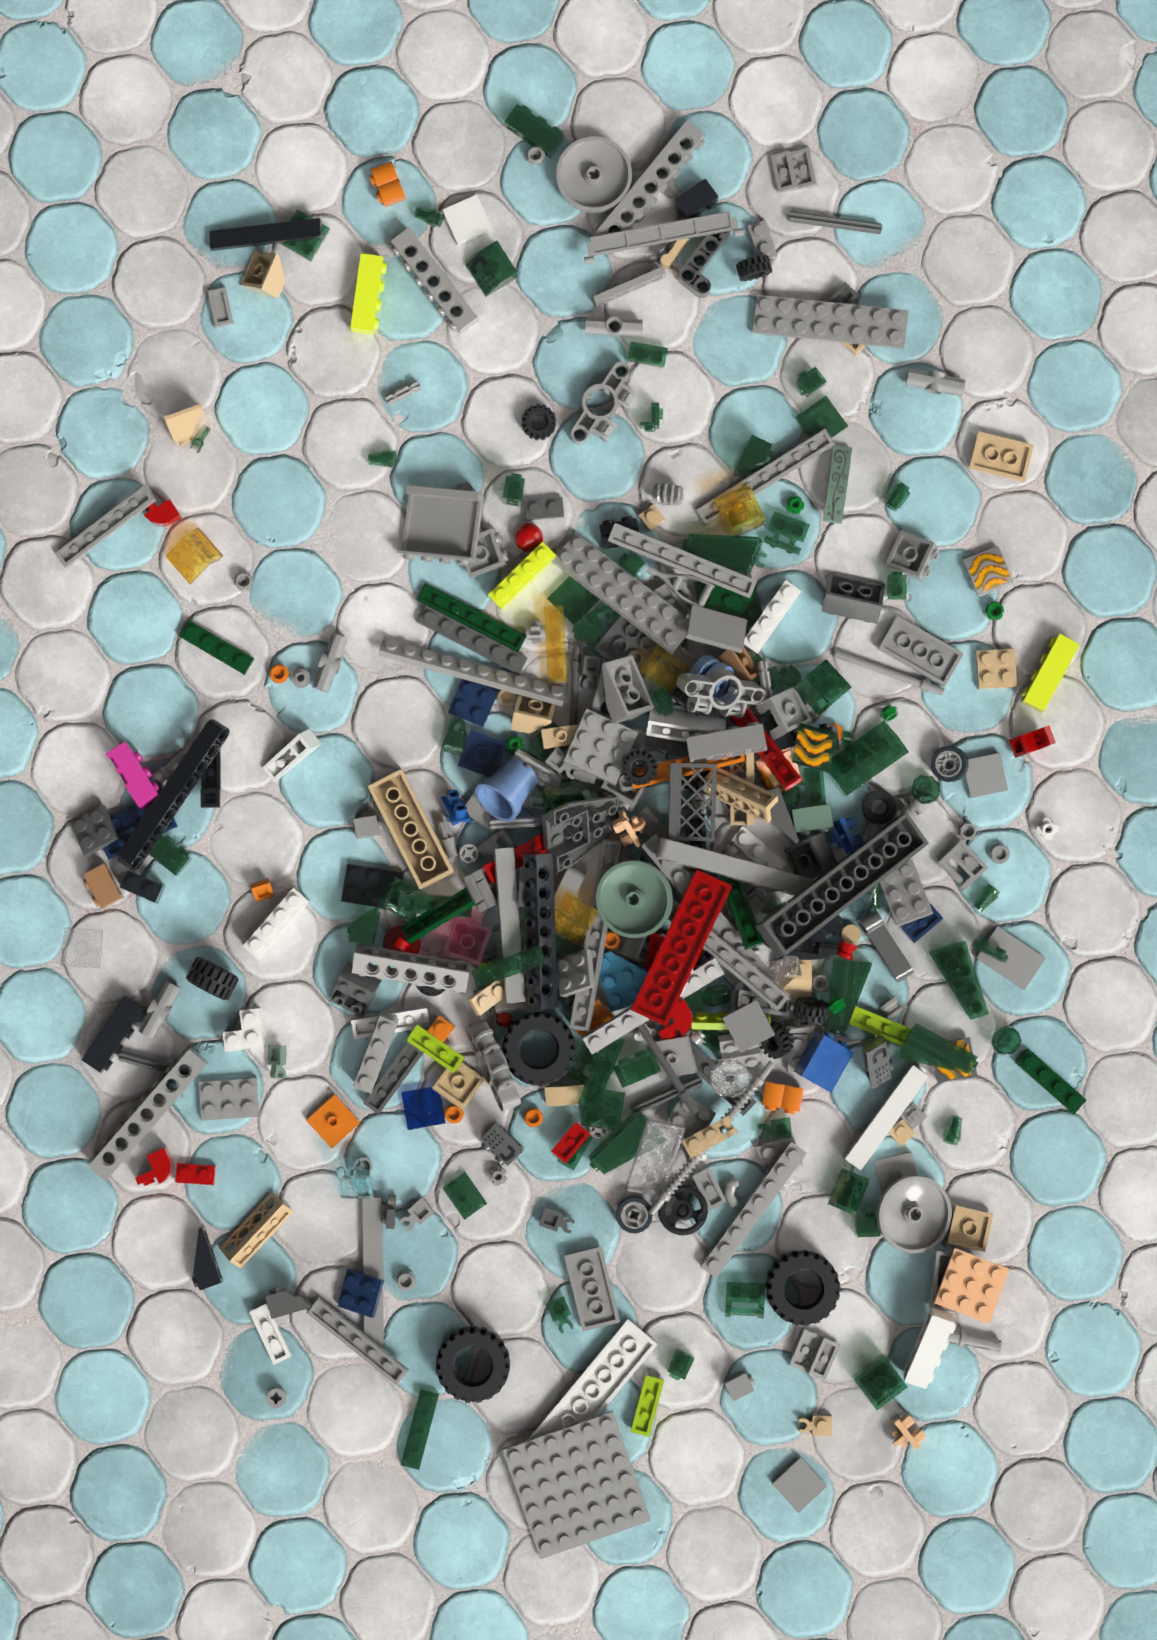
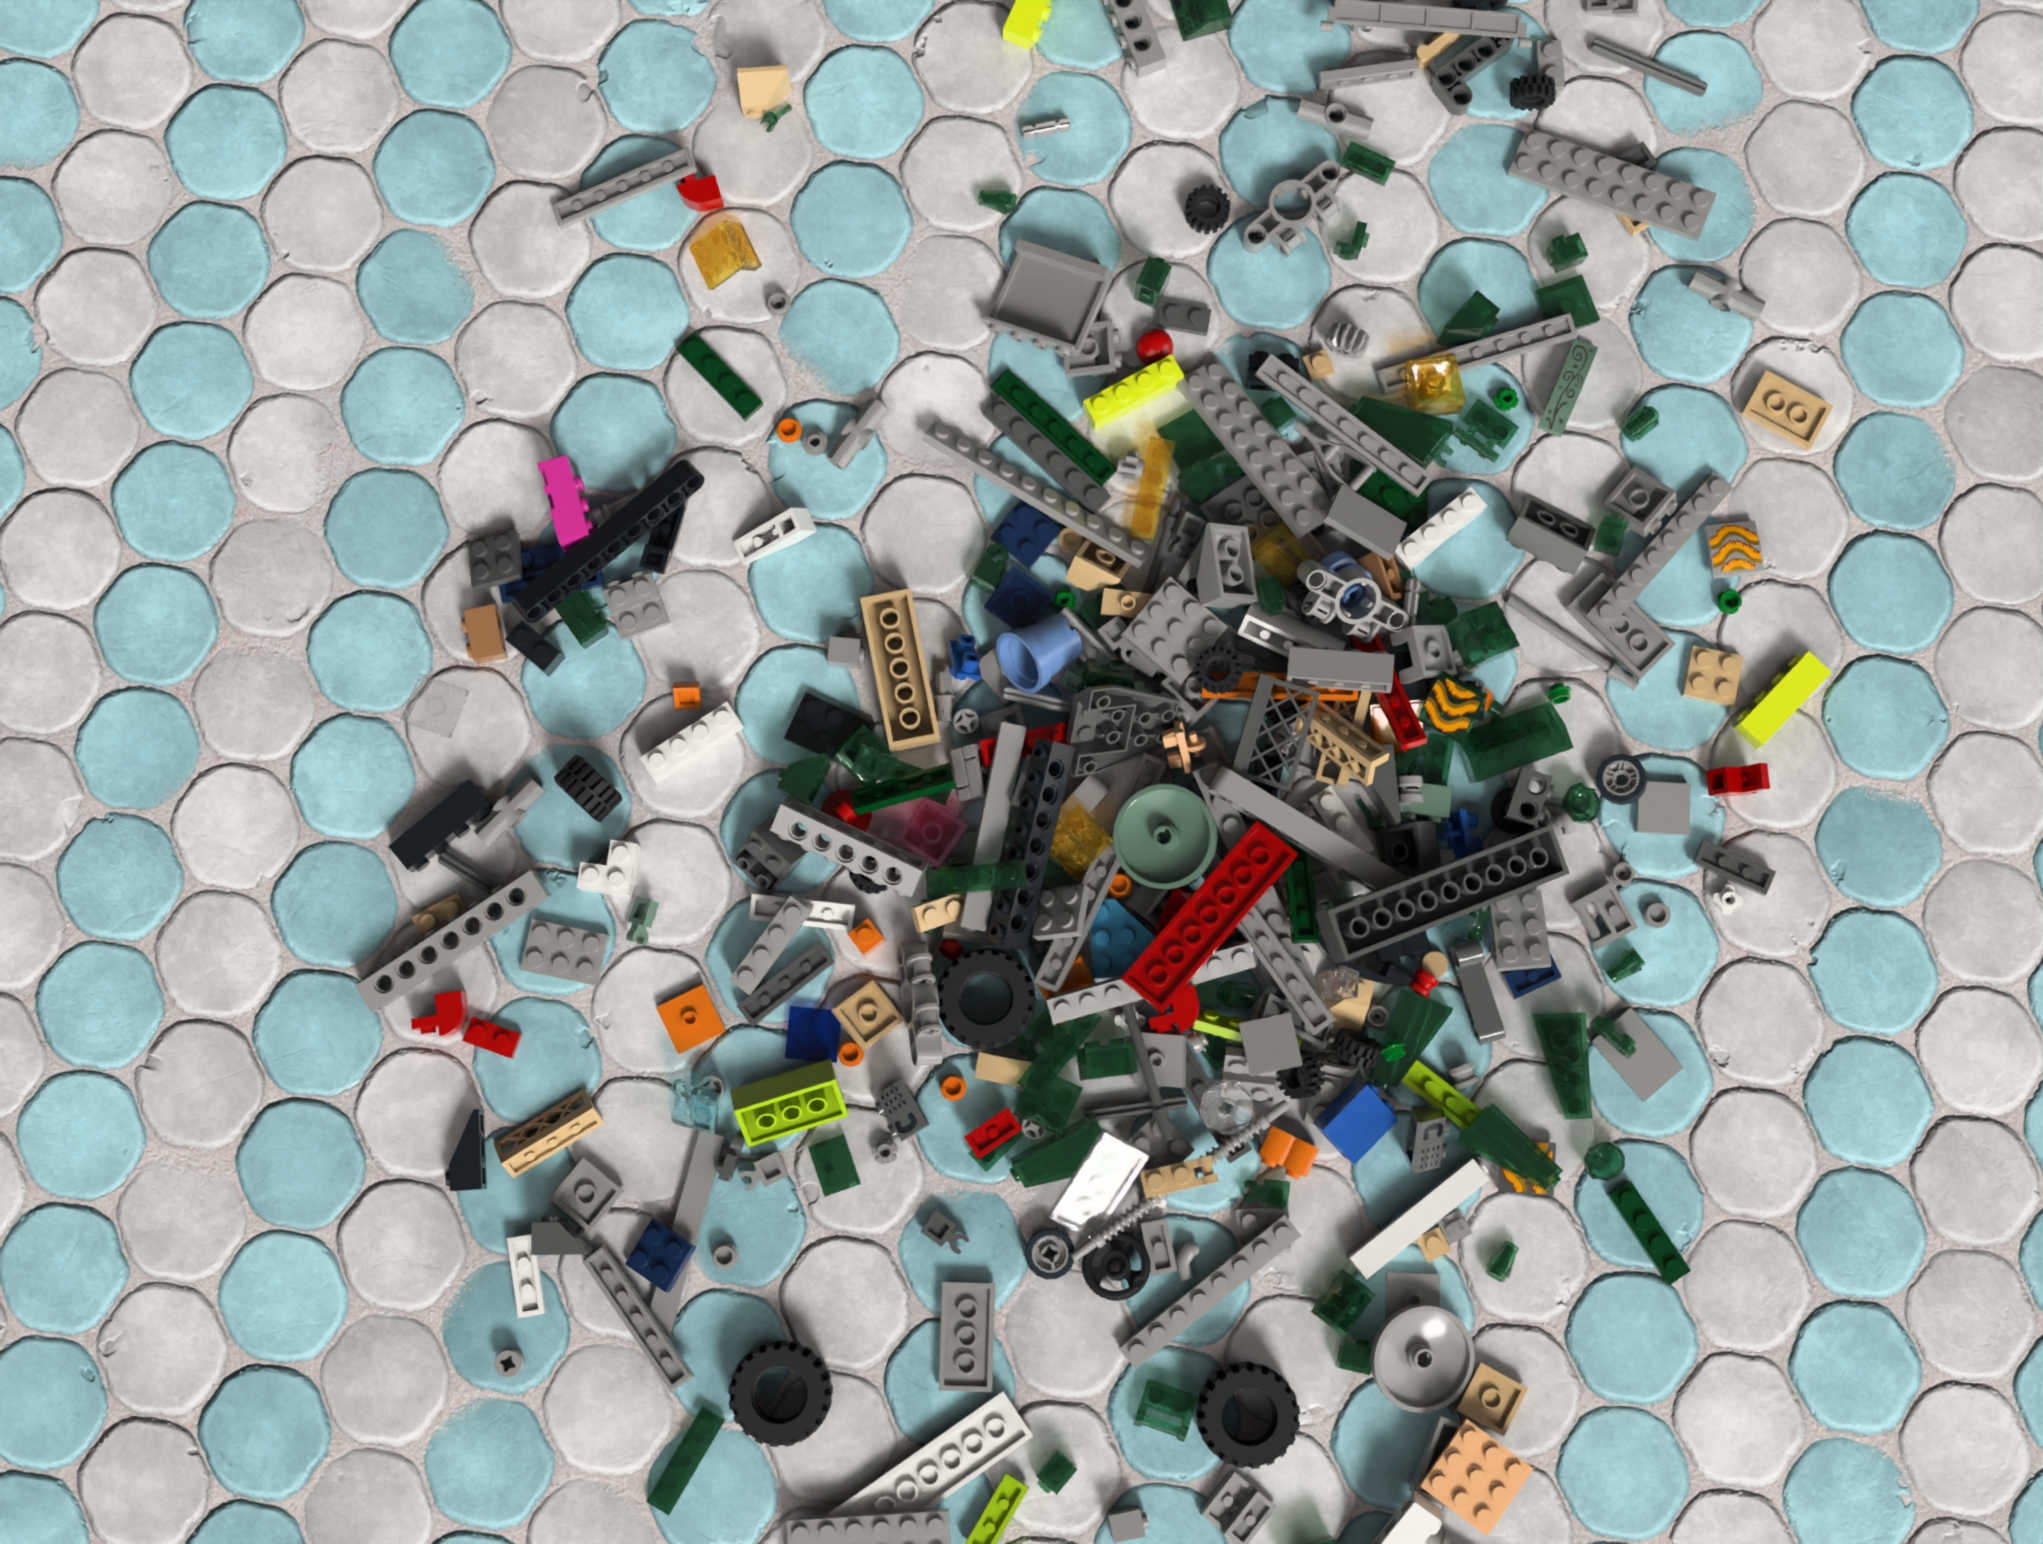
camera: 15 degrees right, 5 degrees down
(132, 1097) = (439, 914): none -> tan plate
(206, 834) = (636, 605): none -> light grey plate
(296, 1265) = (587, 1194): none -> light grey plate
(420, 1161) = (788, 1103): none -> lime slope
(435, 1049) = (851, 961): lime plate -> none
(559, 1310) = (915, 1354): clear green plate -> none
(781, 844) = (1373, 822): none -> clear green hand
(800, 820) = (1410, 790): none -> light grey wheel
(881, 796) = (1522, 795): none -> dark grey brick
(934, 589) = (1659, 552): none -> light grey plate
(1046, 804) = (1734, 867): none -> dark grey plate

